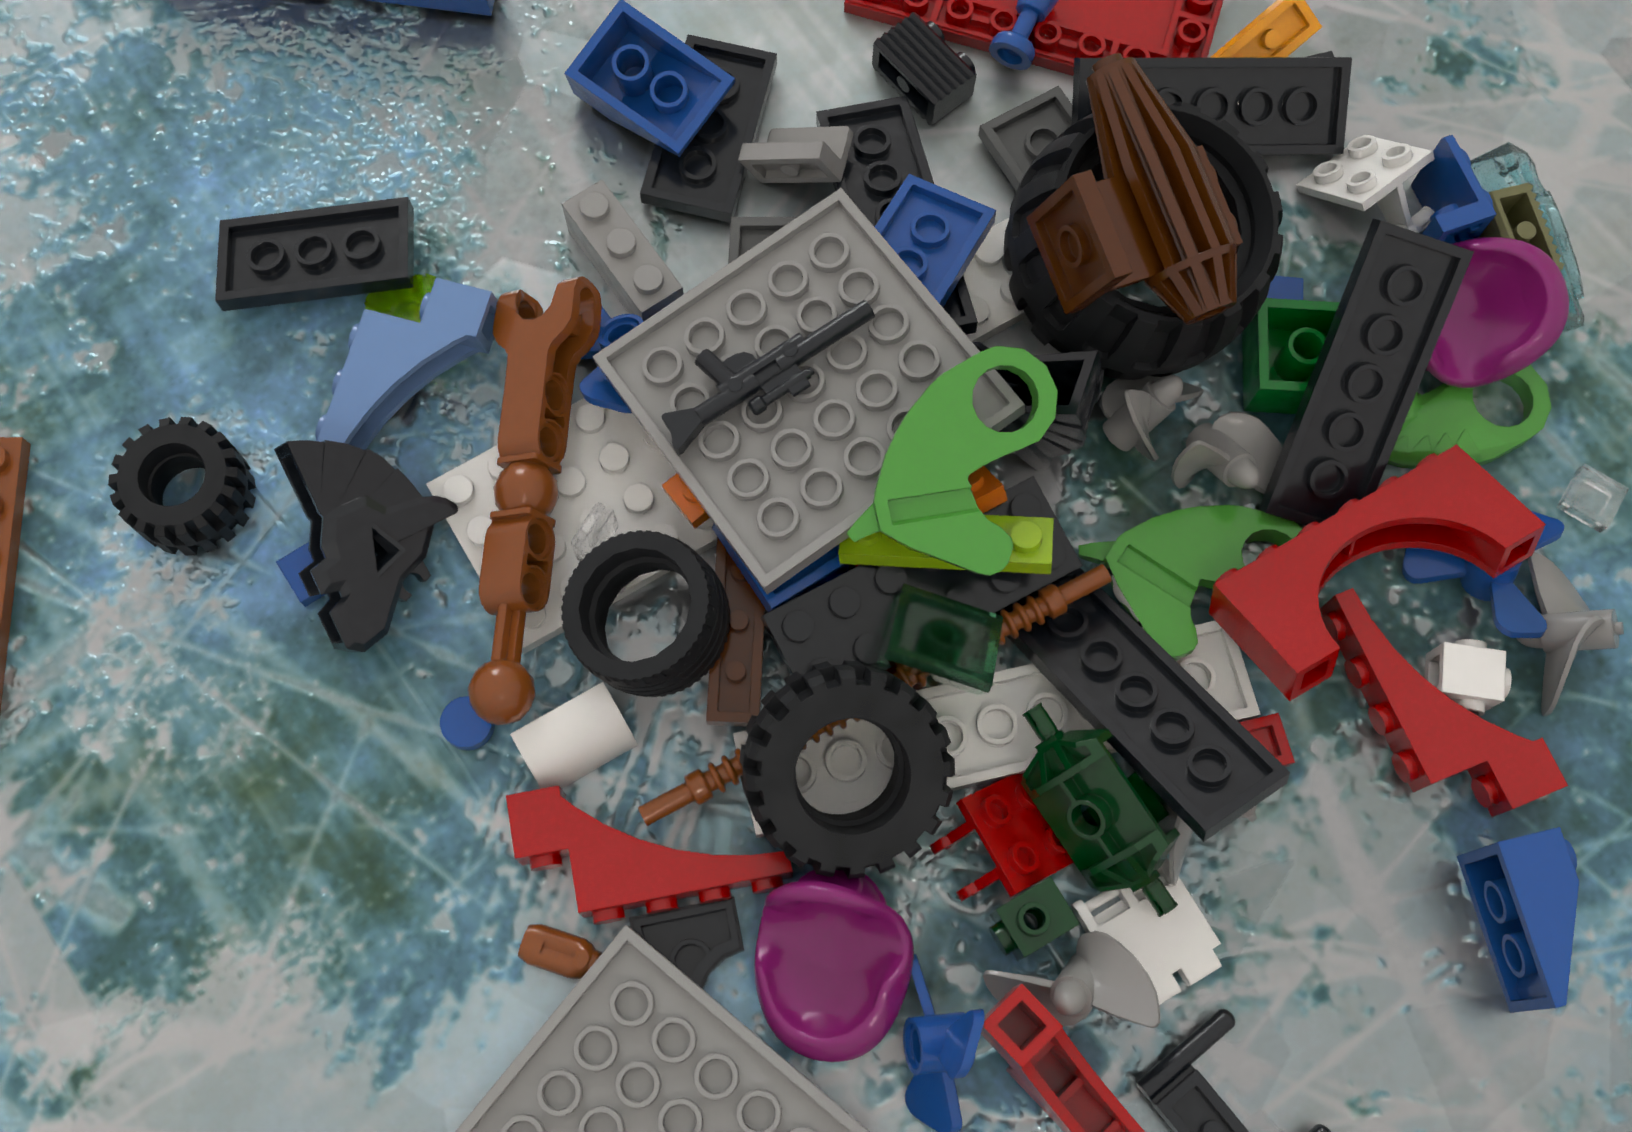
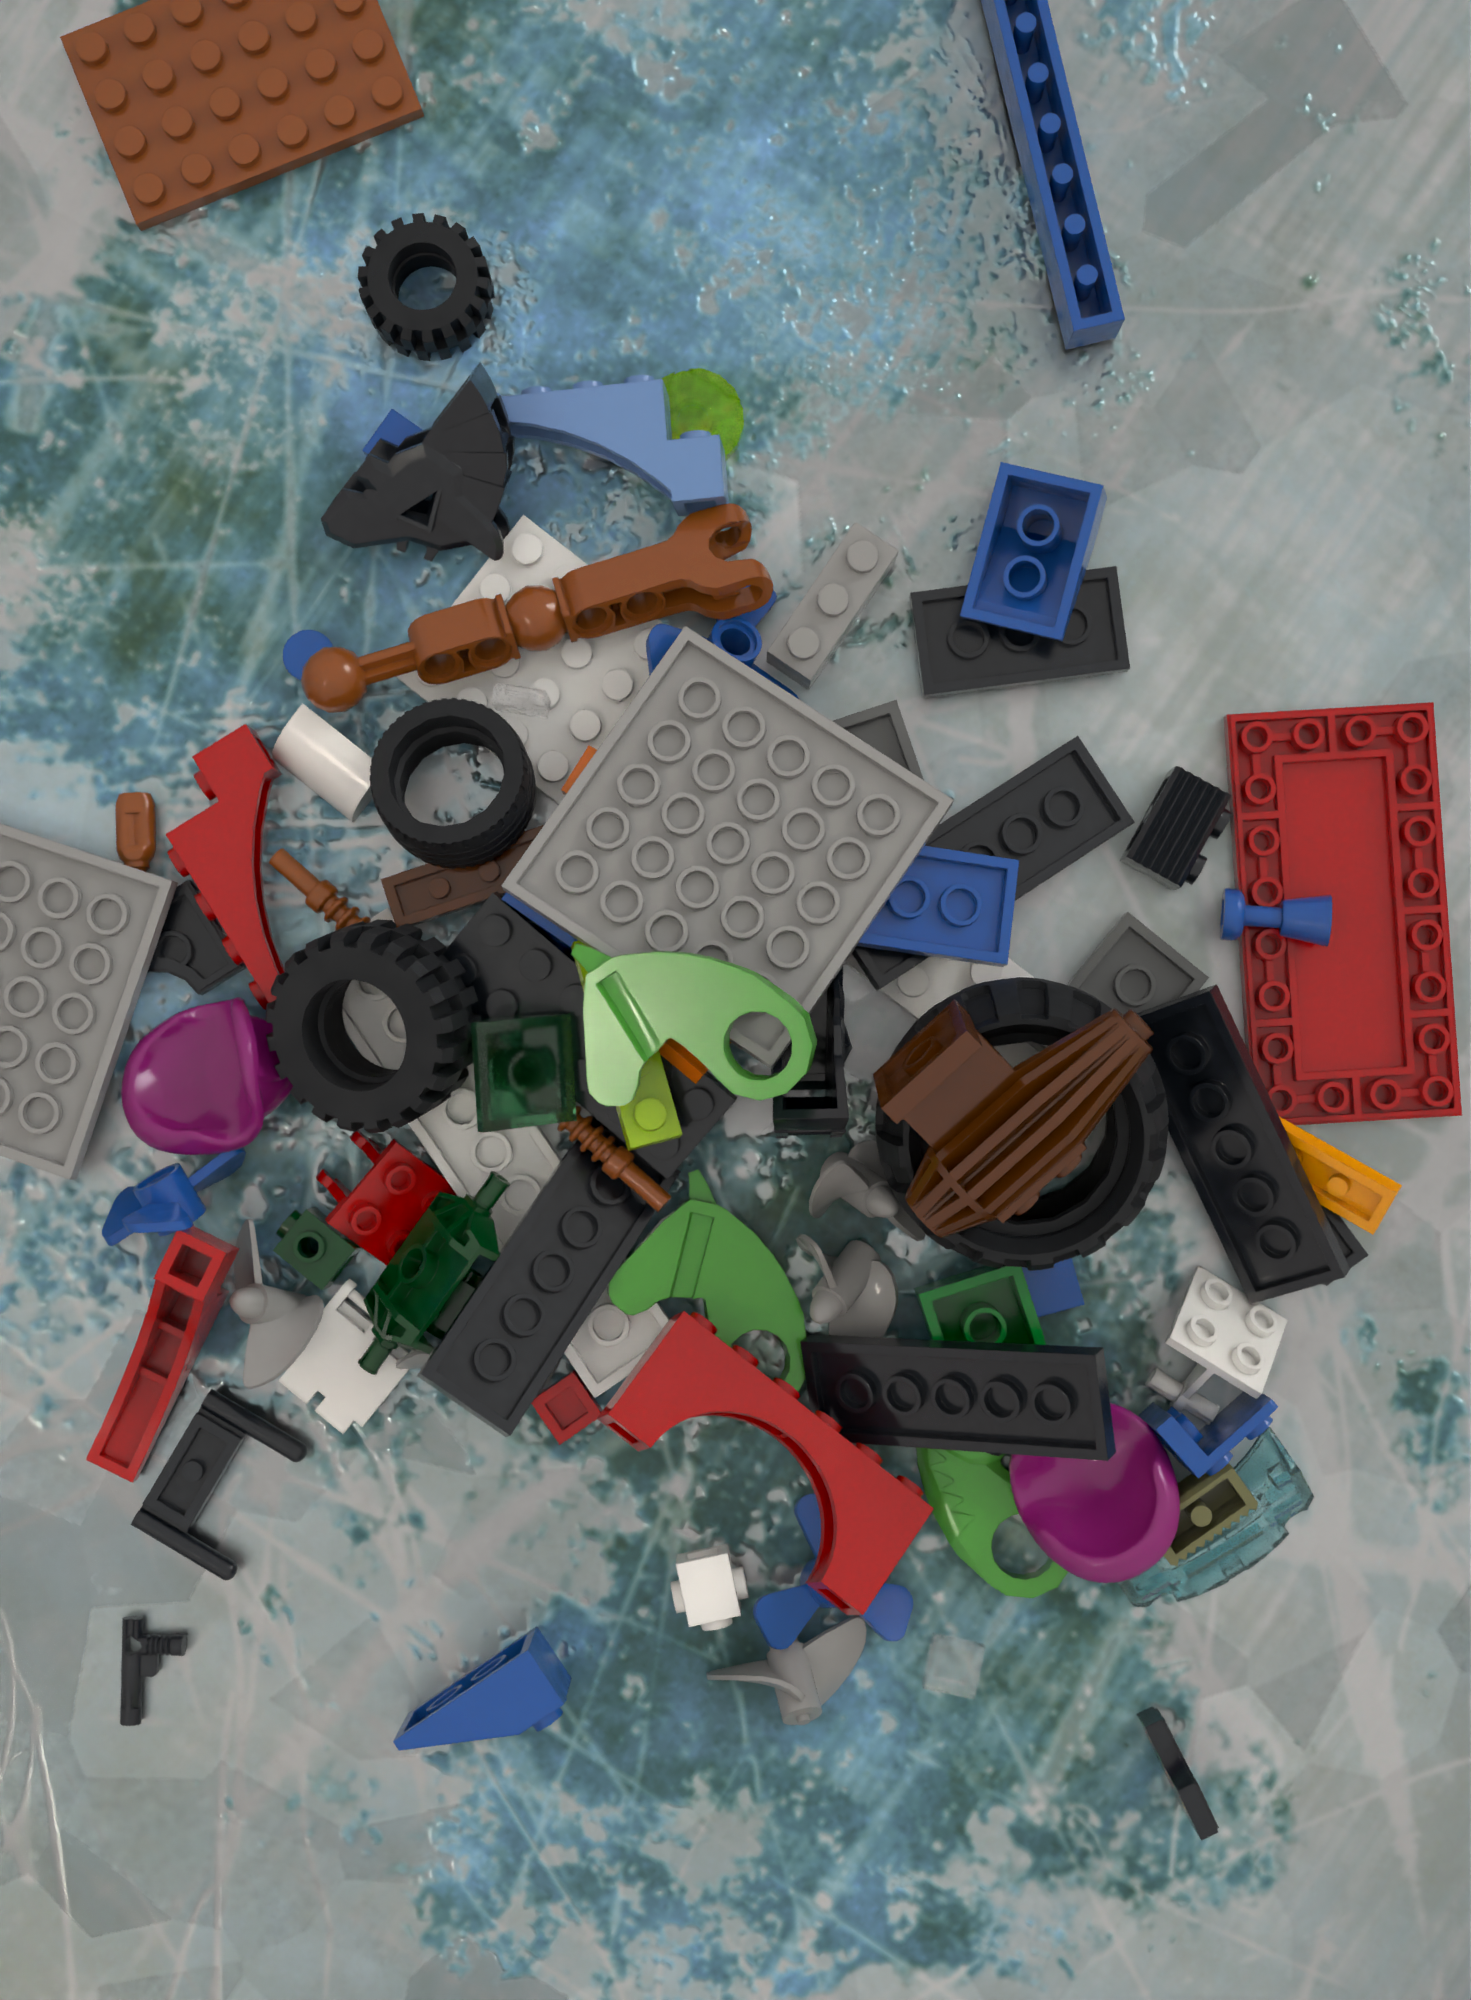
camera: 75 degrees right, 15 degrees up
(315, 254) = (716, 298): black plate -> none
(773, 373) = (720, 809): black piece -> none
(799, 155) = (1019, 739): light grey panel -> none
(1430, 731) = (637, 1566): red arch -> none

